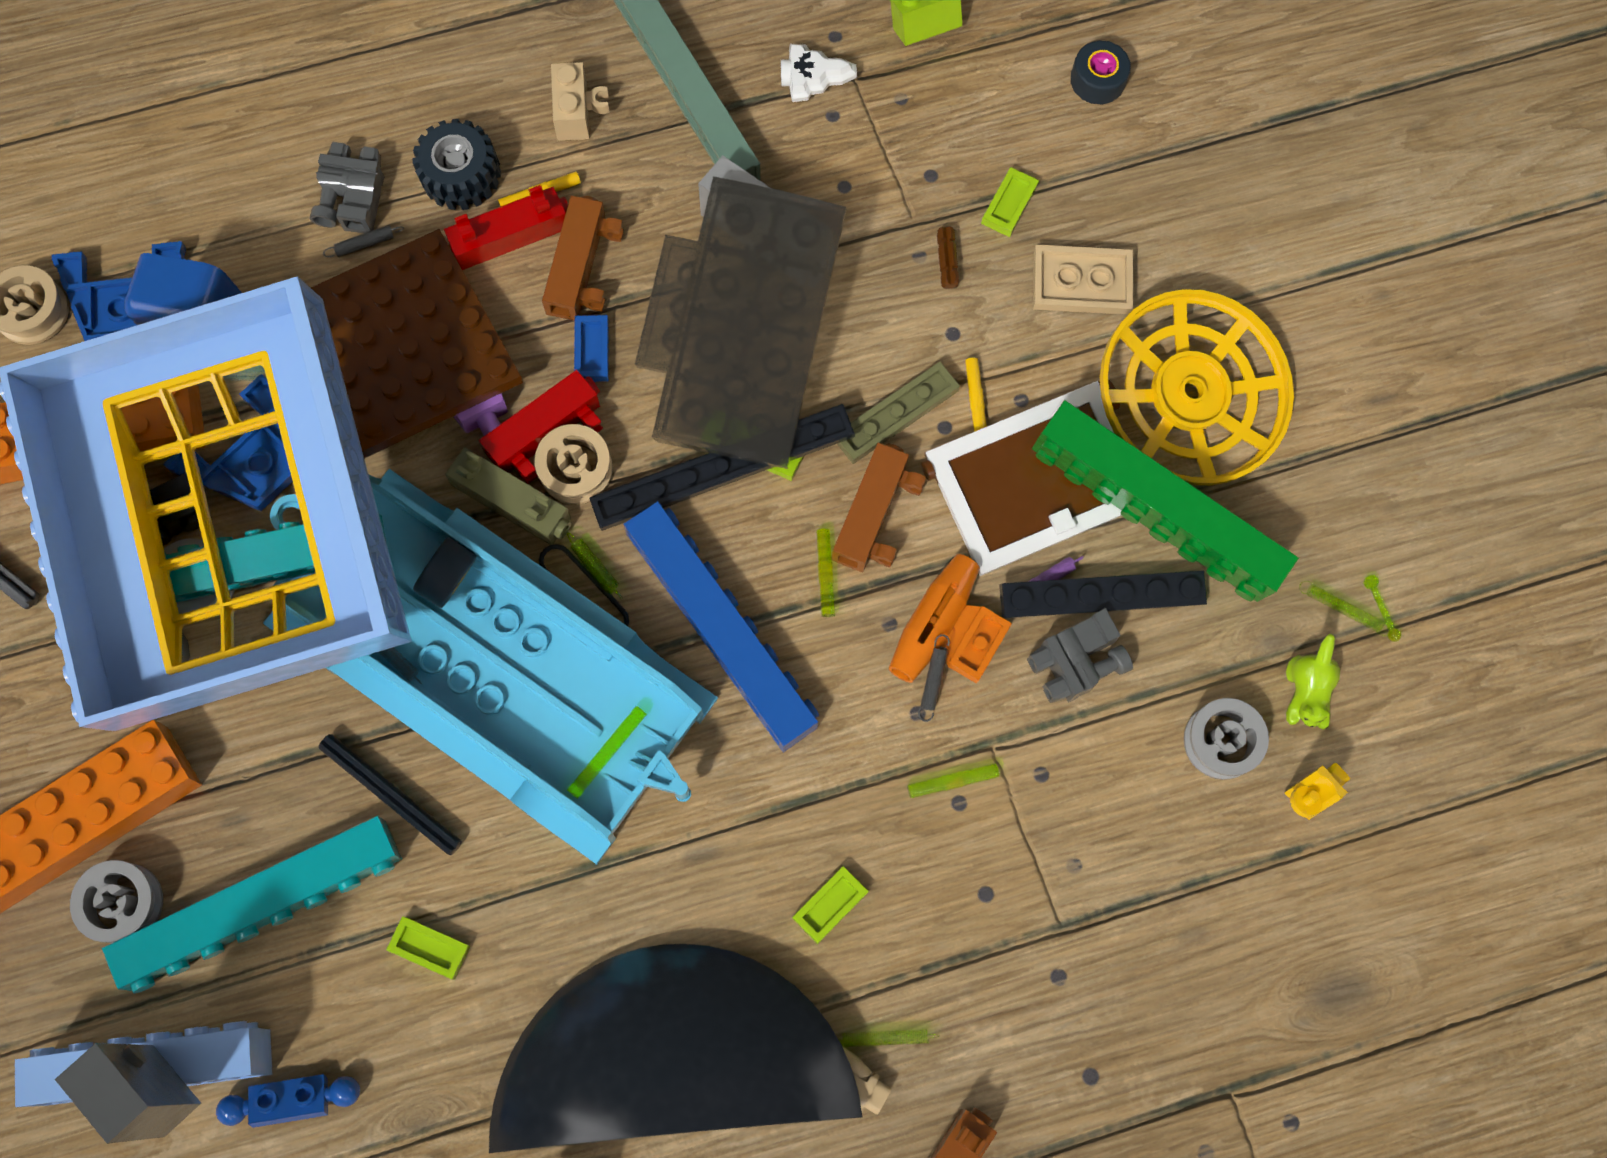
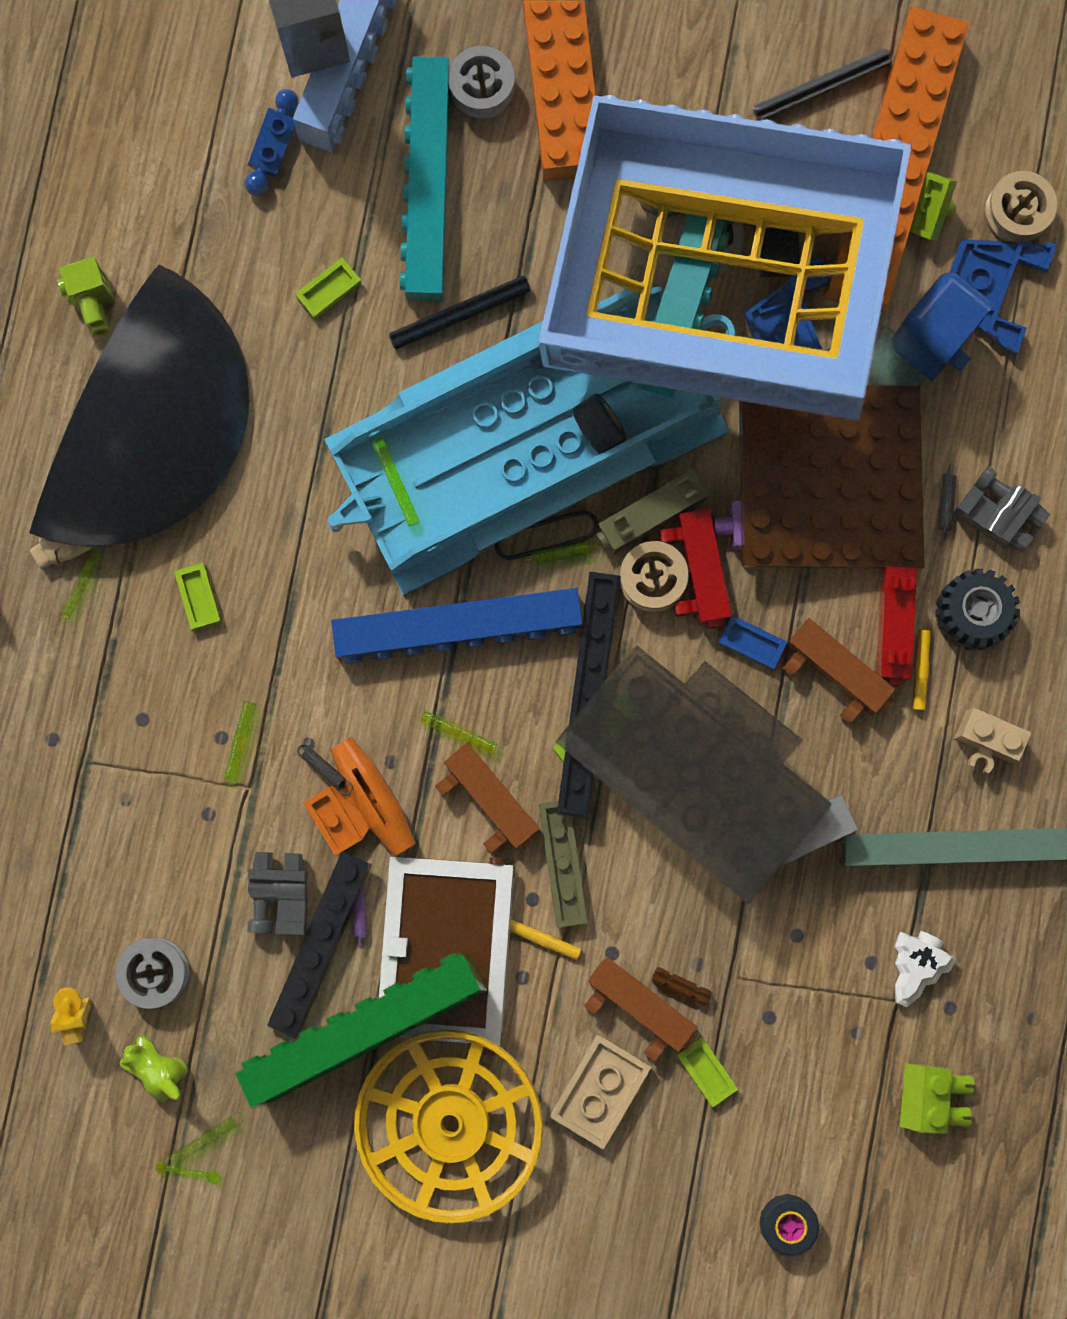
camera: 120 degrees right, 10 degrees up
(984, 281) = (643, 1005): none -> dark orange brick

